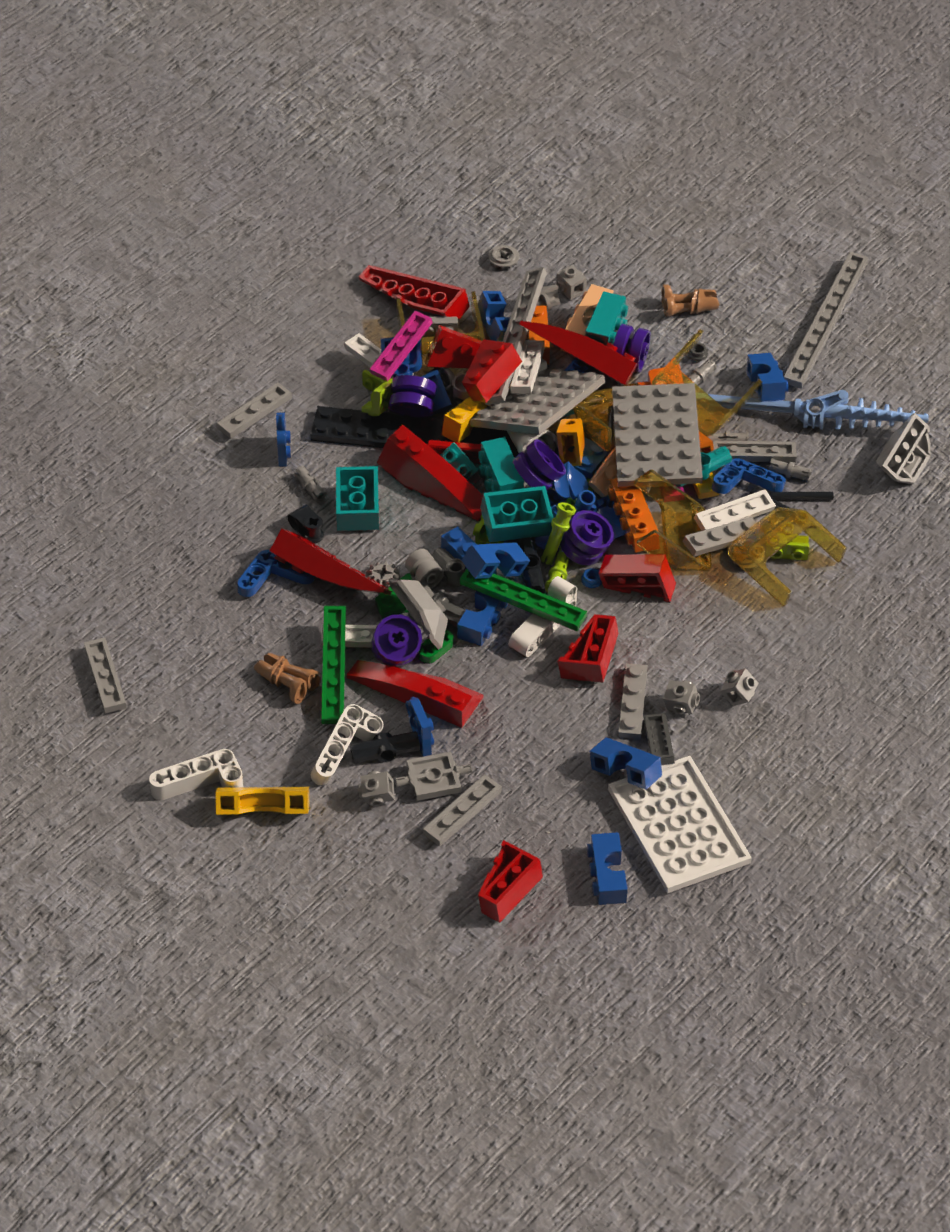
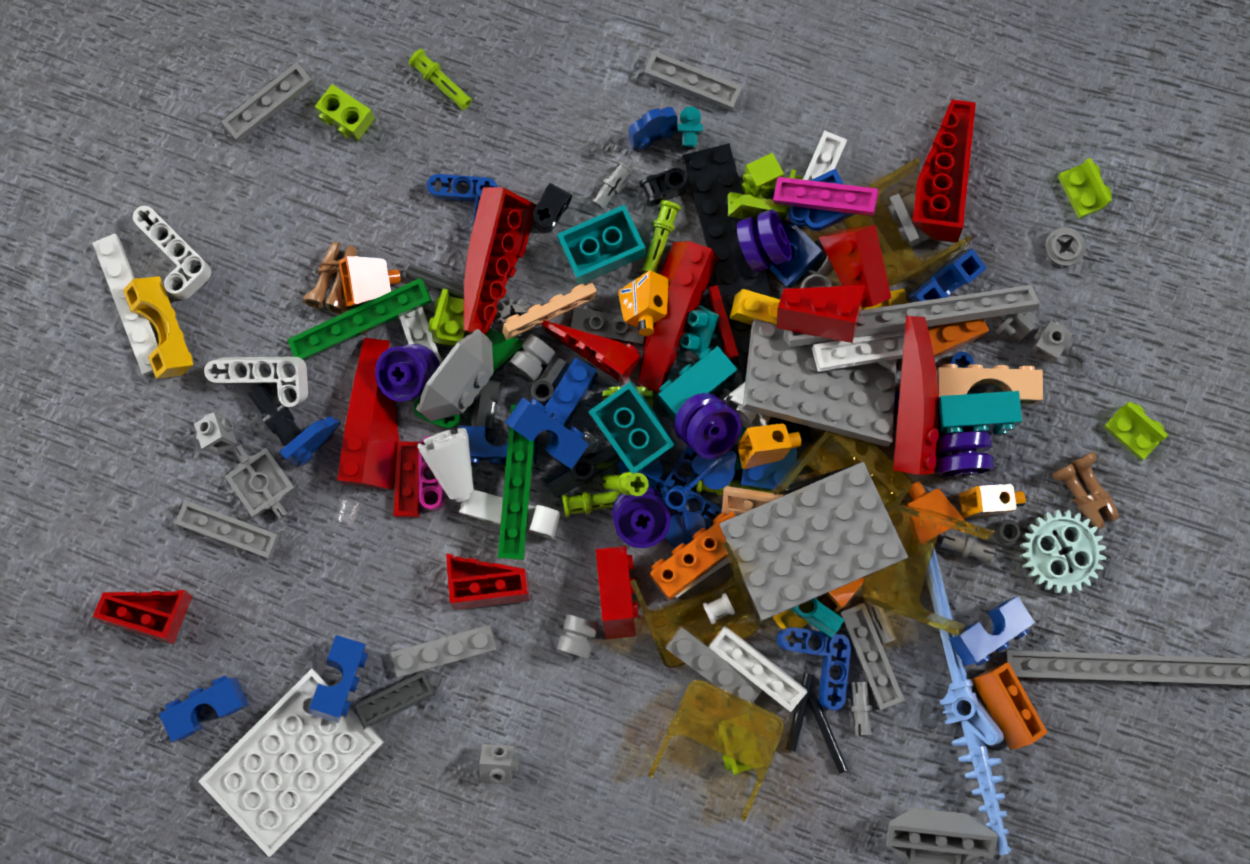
camera: 75 degrees right, 30 degrees up
(147, 625) = (347, 109): none -> lime brick
(148, 561) = (432, 71): none -> lime pin
(225, 825) = (118, 276): none -> white plate
(297, 419) = (689, 126): none -> teal hips
(301, 648) = (366, 279): none -> torso
(318, 618) = (435, 280): none -> dark grey axle
(329, 450) = (662, 186): none -> black piece
(359, 386) = (761, 176): none -> lime brick
(362, 460) = (661, 225): none -> lime pin
(365, 609) = (448, 323): none -> lime bracket
(392, 550) = (557, 306): none -> light nougat plate
(419, 482) = (644, 301): none -> light orange torso
(422, 521) = (606, 325): none -> dark grey plate
(448, 518) = (606, 354): none -> red wedge
(466, 231) = (1085, 188): none -> lime bracket
(481, 682) = (407, 480): none -> red tile
(485, 660) = (429, 486): none -> dark pink beam
(486, 628) = (450, 462): none -> white cone
(487, 723) = (348, 510): none -> clear piece
(591, 578) = (599, 533): blue plate -> none
(656, 264) = (1135, 430): none -> lime bracket
(660, 608) = (577, 636): none -> light grey wheel
(669, 344) = (990, 500): none -> light orange torso
(679, 519) = (718, 608): none -> white bush
(681, 697) = (457, 705): light grey brick -> none
(726, 327) = (1084, 543): none -> light aqua gear
(817, 384) = (1009, 706): none -> orange brick

